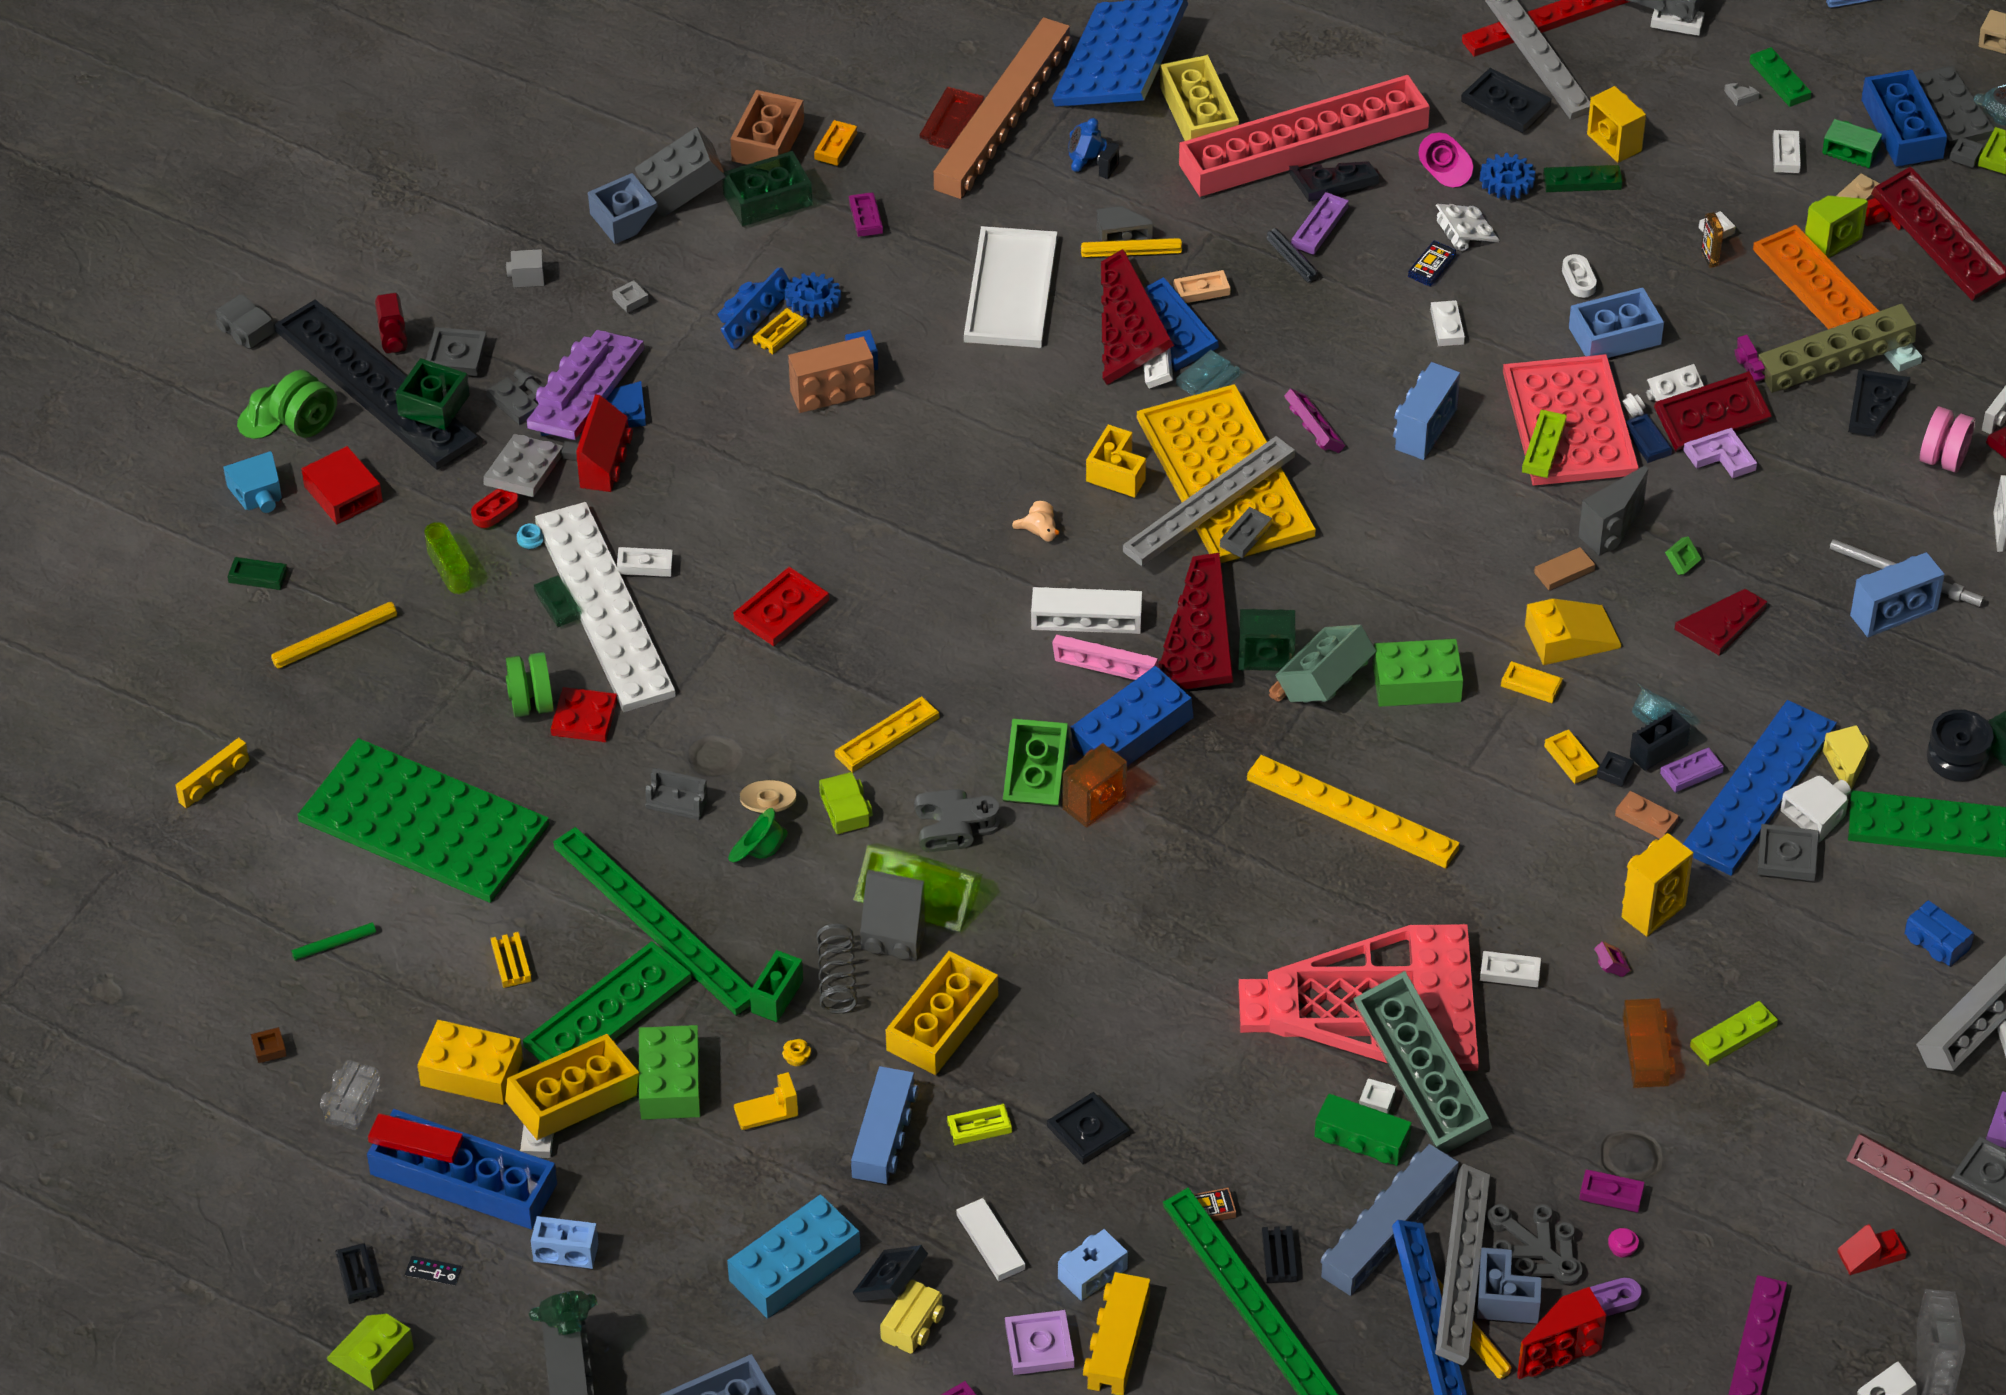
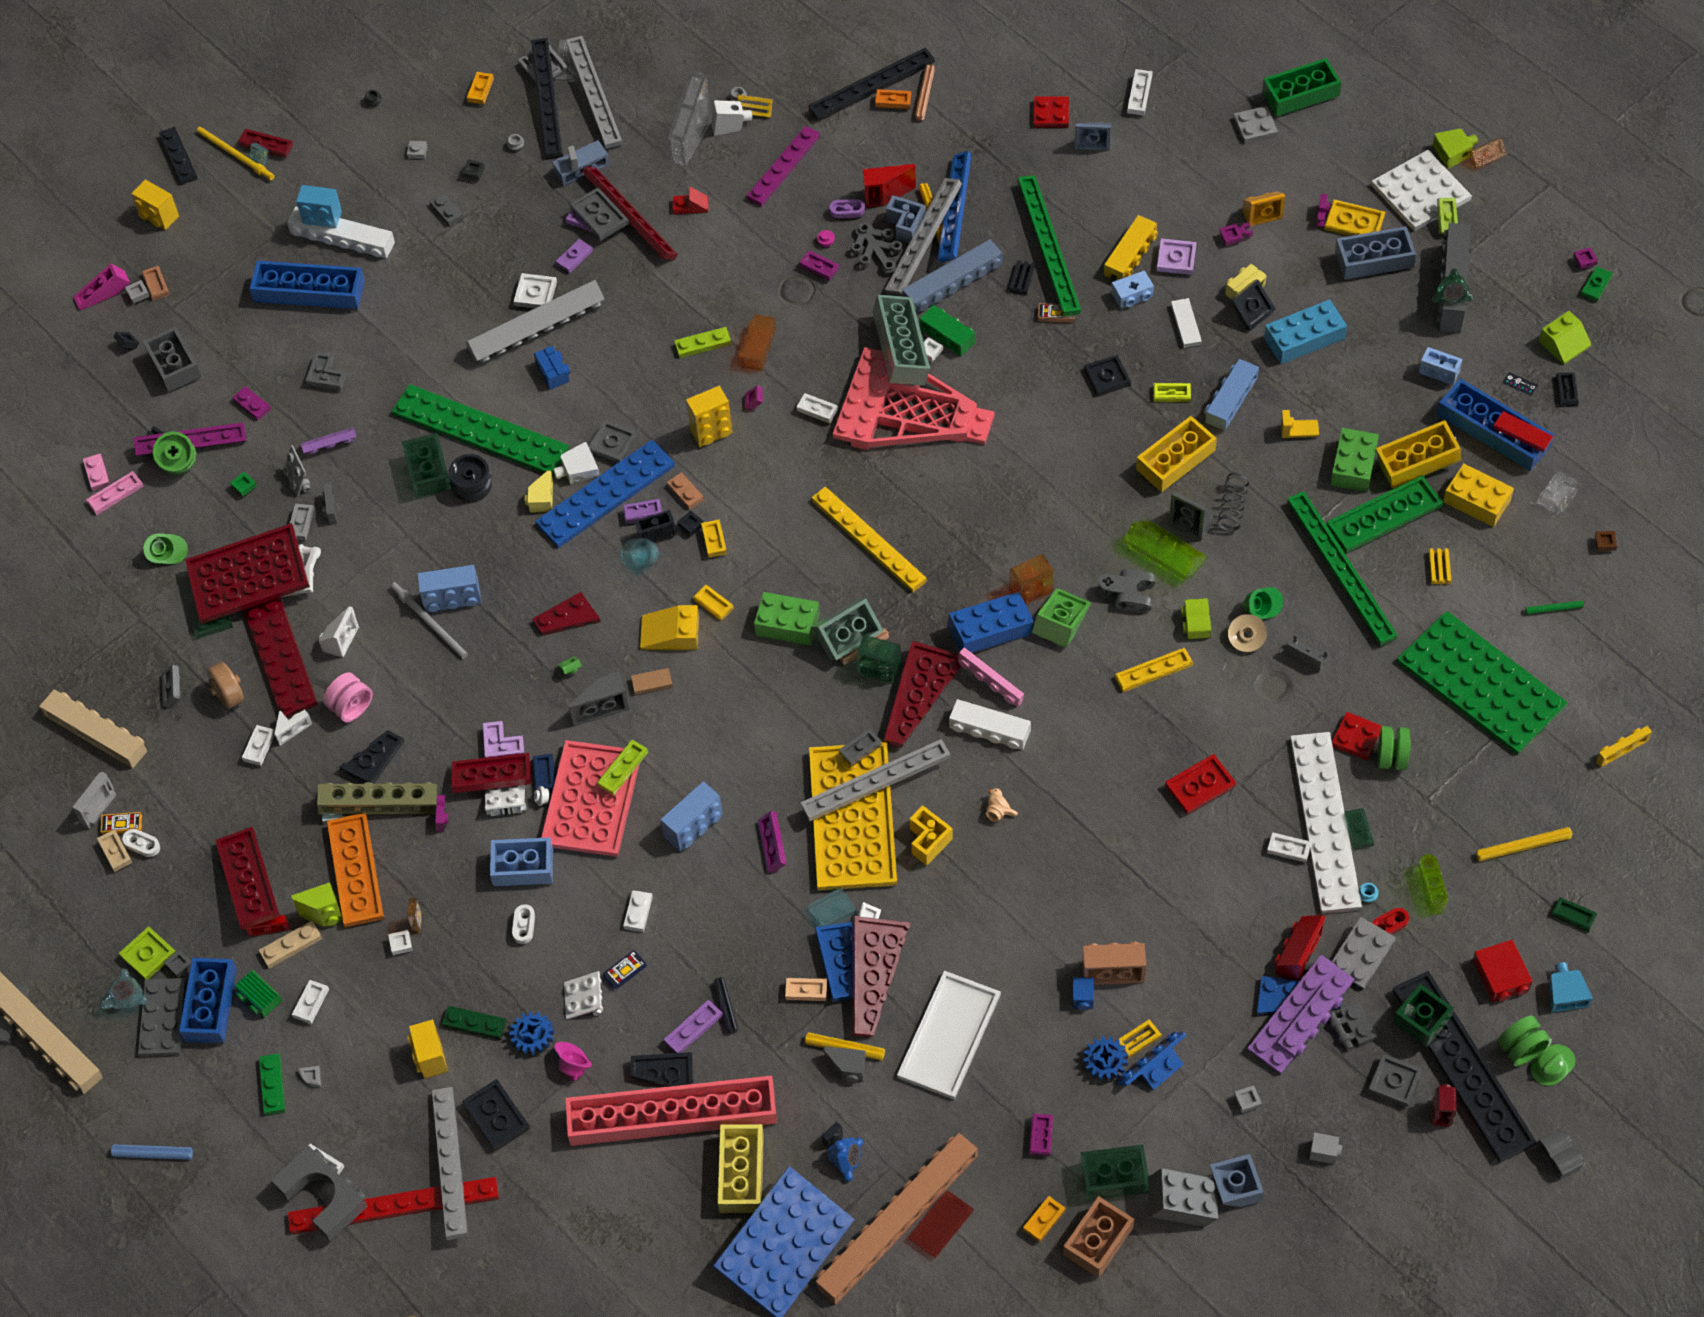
camera: 160 degrees left, 10 degrees up
(776, 986) = (1274, 495): green brick -> none
(796, 1058) = (1271, 465): yellow plate -> none

